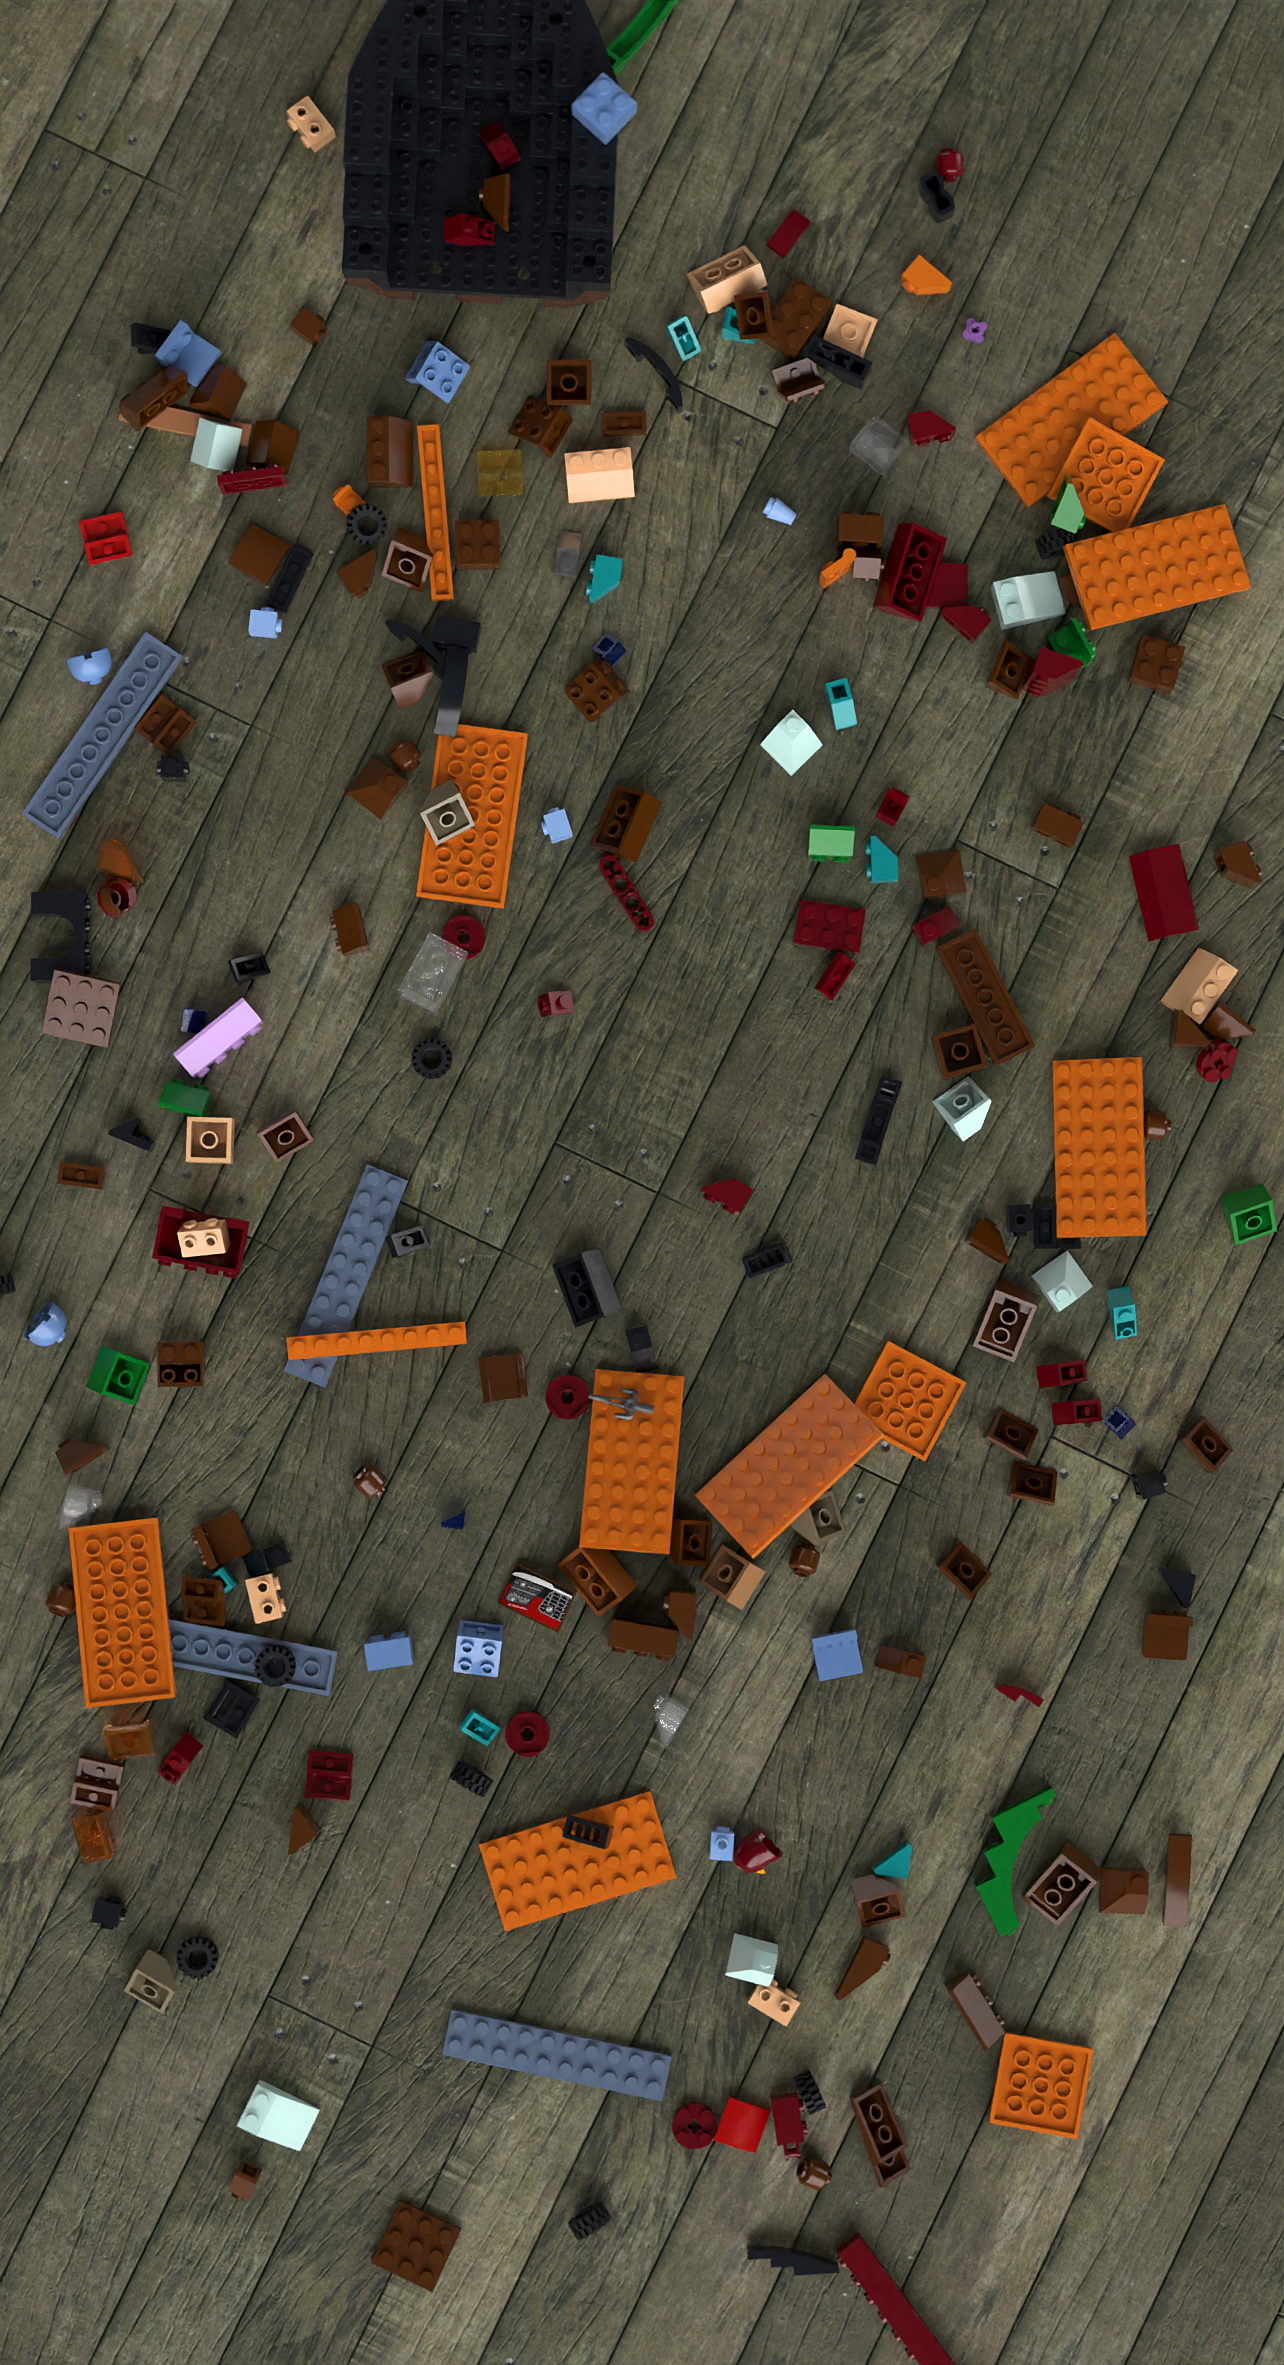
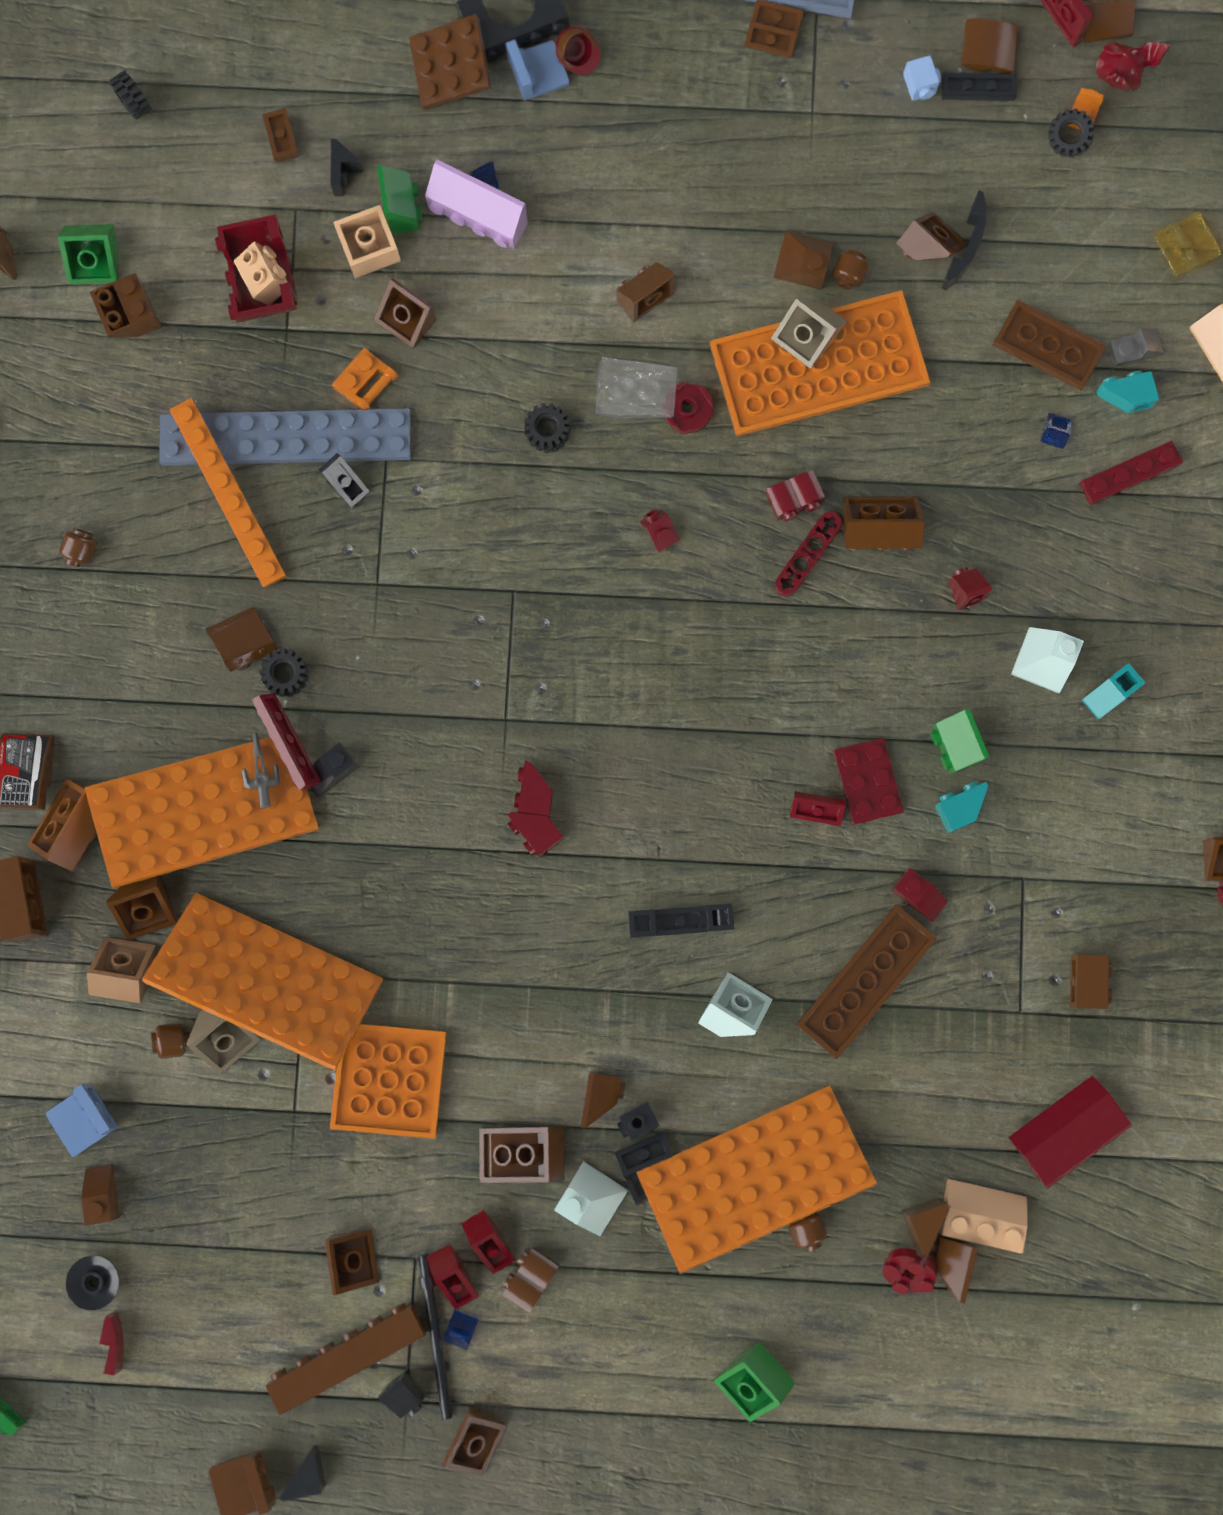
camera: 80 degrees right, 5 degrees down
(48, 1326) = (111, 164): medium blue cylinder -> none
(116, 937) = (536, 69): none -> medium blue bracket
(118, 862) = (614, 34): clear orange slope -> none
(173, 768) = (733, 51): black brick -> none
(249, 968) = (560, 206): black slope -> none
(319, 1194) = (359, 375): none -> orange plate
(327, 453) = (1124, 65): none -> dark red helmet
(359, 574) = (1017, 149): reddish brown slope -> none
(389, 452) = (1155, 125): reddish brown slope -> none
(408, 560) = (1053, 188): reddish brown slope -> none
(435, 512) = (1115, 197): orange plate -> none
(451, 691) = (937, 283): black slope -> none
(455, 1522) = (68, 653): clear blue slope -> none
(456, 633) = (999, 269): black brick -> none
(477, 545) = (1102, 251): reddish brown brick -> none
(537, 623) = (1049, 345): none -> reddish brown plate
(556, 825) = (847, 452): light blue brick -> none
(559, 1354) = (284, 657): none -> black tyre
(567, 1384) = (233, 717): dark red plate -> none
(575, 883) = (795, 495): none -> dark red brick
(587, 1287) = (373, 686): black slope -> none
(596, 689) = (1009, 433): reddish brown bracket -> none
(605, 1372) = (286, 741): none -> dark red plate
(669, 606) = (1131, 473): none -> dark red plate
(681, 1609) = (57, 928): reddish brown slope -> none
(709, 779) = (968, 587): none -> dark red slope
(759, 1204) = (537, 830): none -> dark red slope
(784, 1251) = (496, 880): black slope -> none
(892, 806) = (1028, 793): dark red bracket -> none
(940, 874) = (978, 877): reddish brown slope -> none
(958, 1052) = (794, 977): reddish brown brick -> none
(964, 1570) = (225, 1223): reddish brown slope -> none
(974, 1700) = (79, 1284): none -> black dish
(1011, 1434) = (397, 1213): reddish brown slope -> none
(1073, 1433) = (427, 1284): none -> black bar
(1103, 1352) = (530, 1280): none -> reddish brown brick
(1104, 1517) = (346, 1358): none -> reddish brown brick
(1122, 1312) = (584, 1282): teal slope -> none
(1238, 865) = (1139, 1203): reddish brown slope -> none

